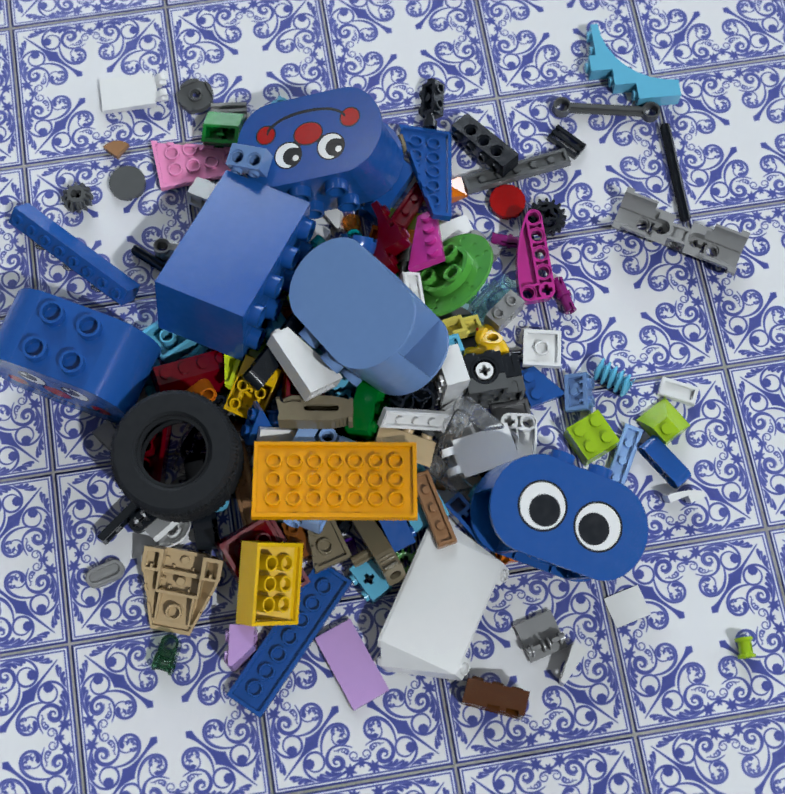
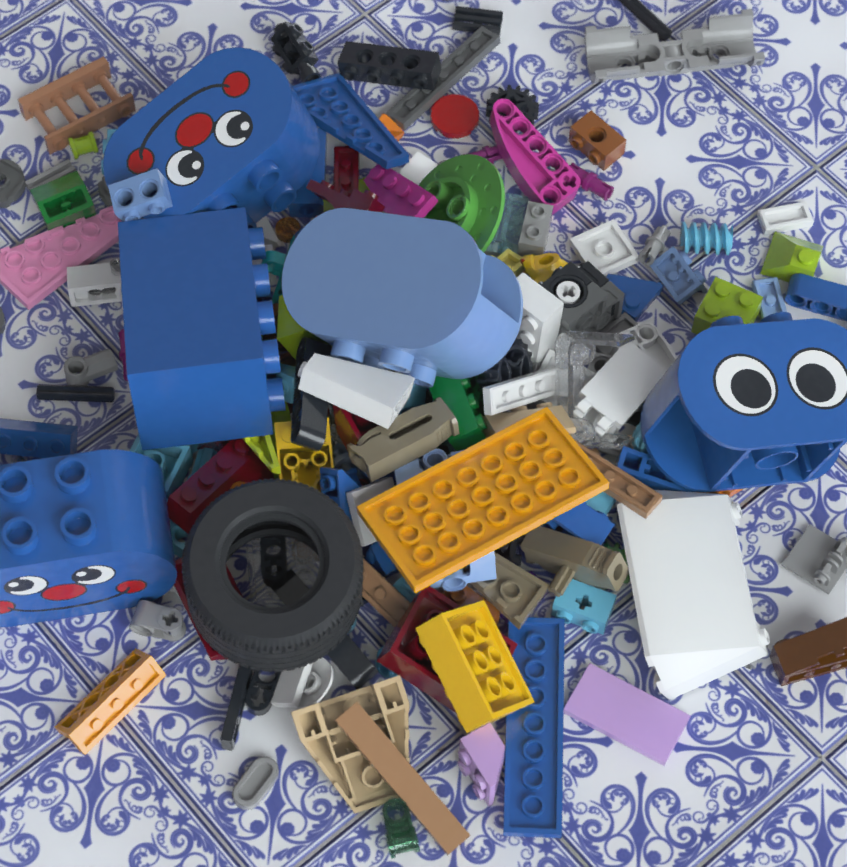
camera: 30 degrees left, 10 degrees down
(54, 473) = (111, 700): none -> light orange fence
(187, 625) = (402, 778): none -> medium nougat tile
(260, 97) = (83, 145): none -> lime bush
(273, 52) = (68, 86): none -> nougat fence
(576, 363) = (654, 245): none -> light grey axle
(587, 259) = (597, 140): none -> dark orange brick

